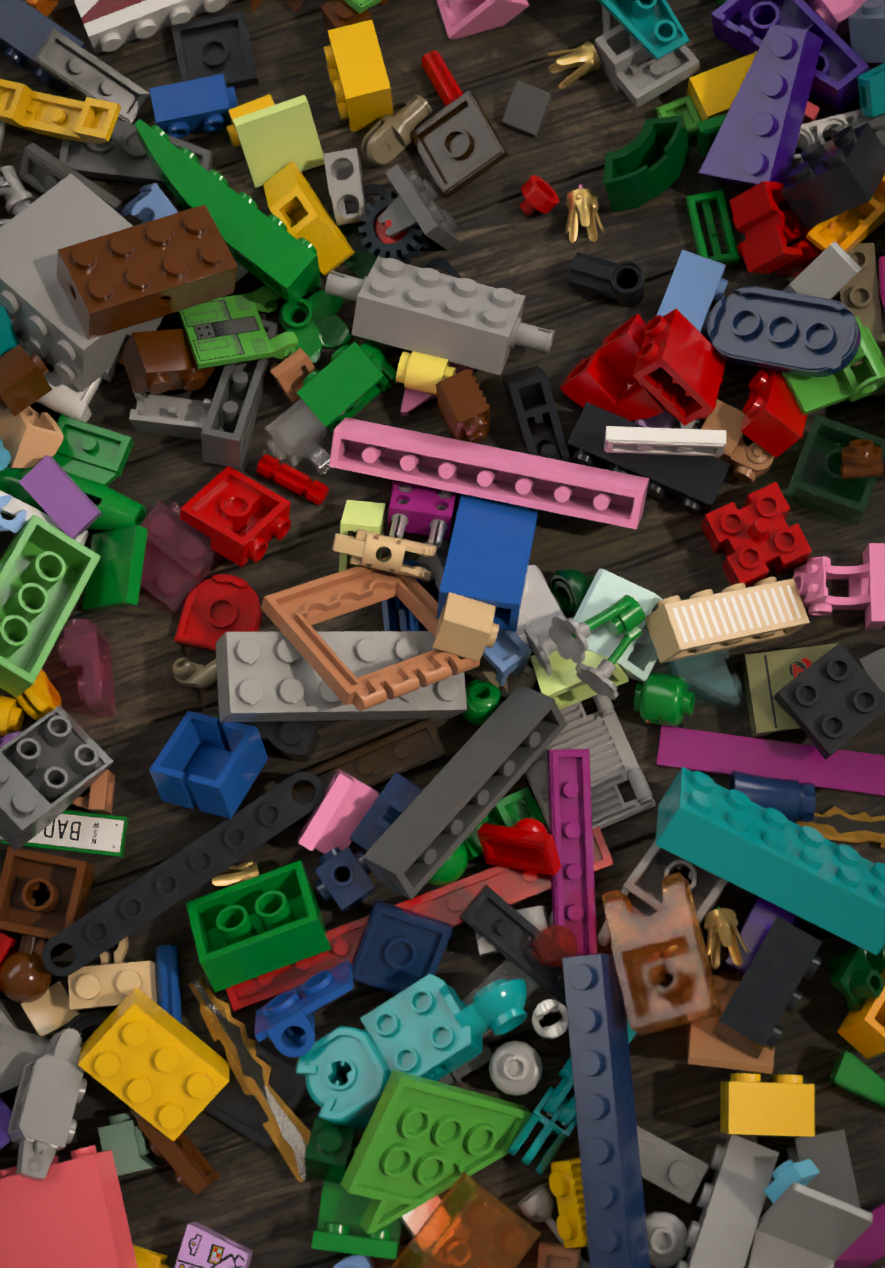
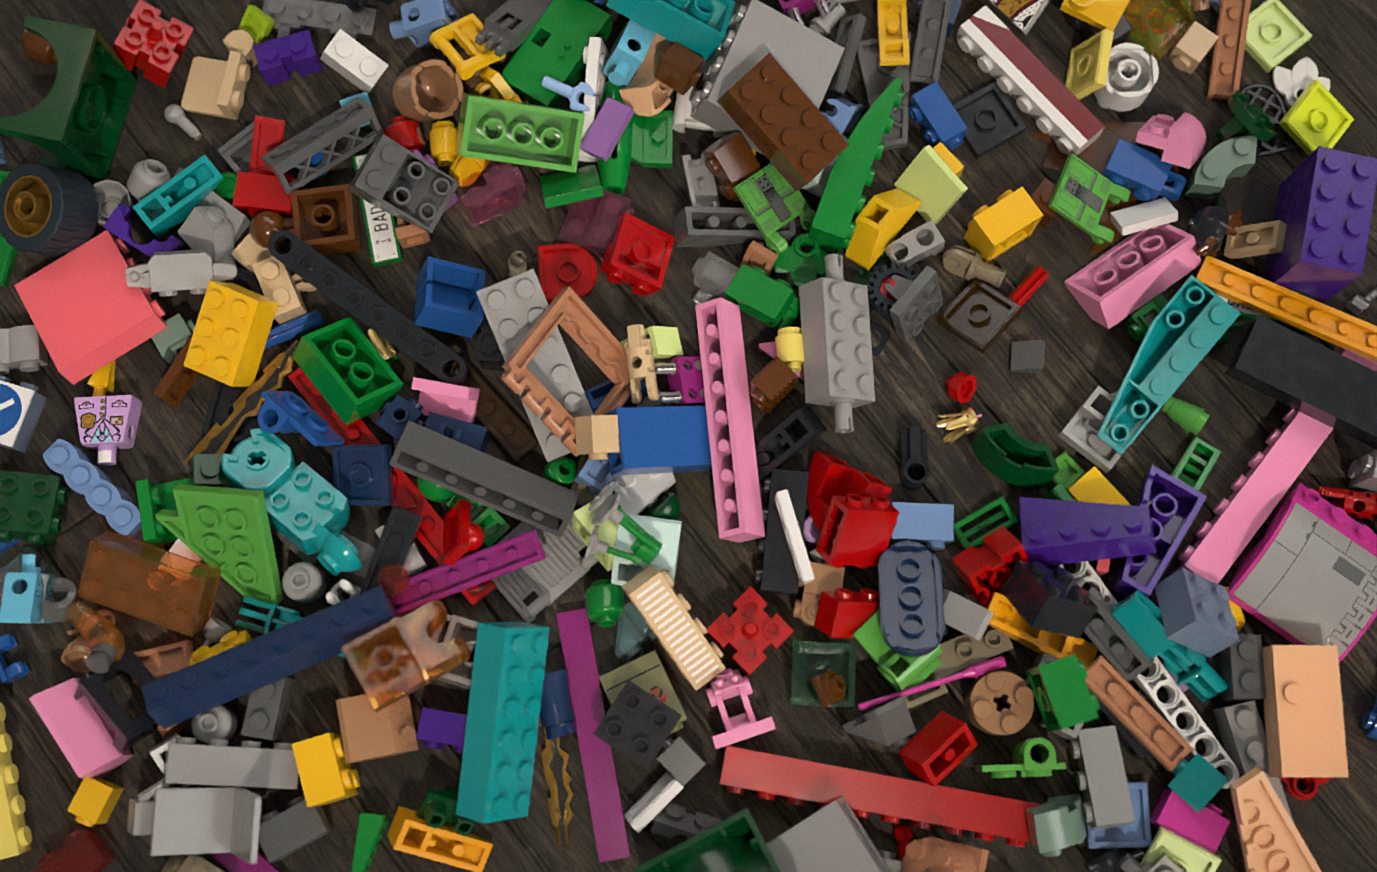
camera: 65 degrees right, 0 degrees up
(292, 479) = (682, 286): red axle -> none
(583, 57) = (1085, 384): pearl gold piece -> none
(723, 929) = (445, 695): pearl gold piece -> none
(769, 989) = (405, 741): black brick -> none
(789, 1173) = (277, 801): medium azure plate -> none

